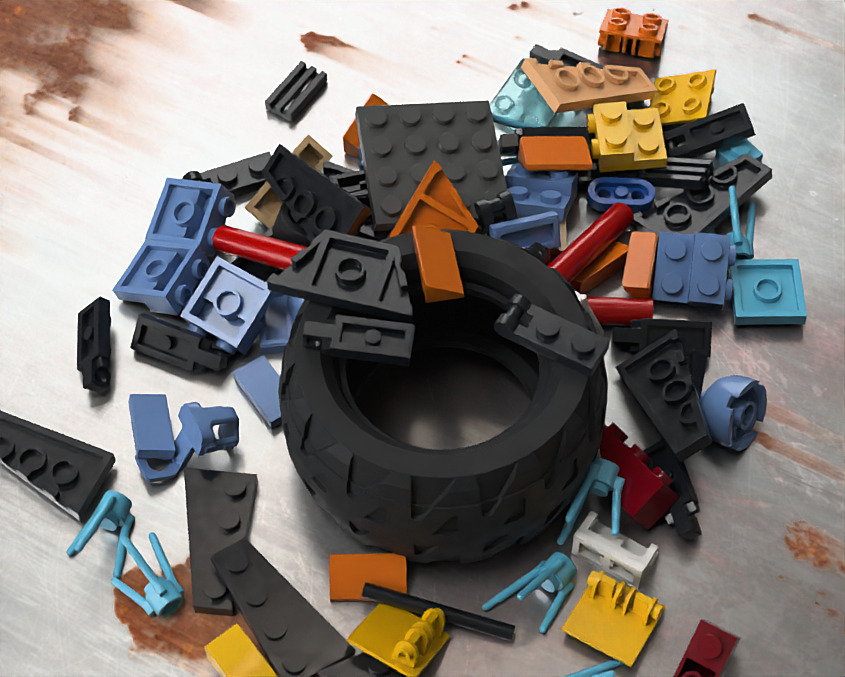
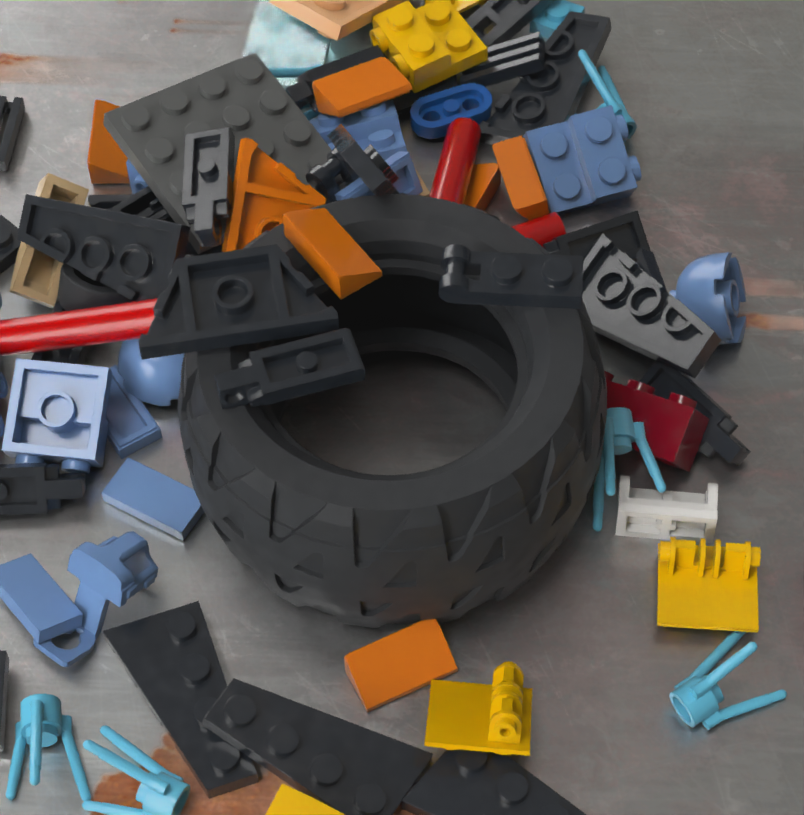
camera: 25 degrees left, 0 degrees up
(399, 183) = (208, 182): none -> hinge
(452, 615) = (484, 668): black bar -> none
(504, 214) = (366, 163): none -> black wing
(551, 575) = (613, 570): medium azure plant -> none
(767, 292) = (676, 156): medium azure plate -> none

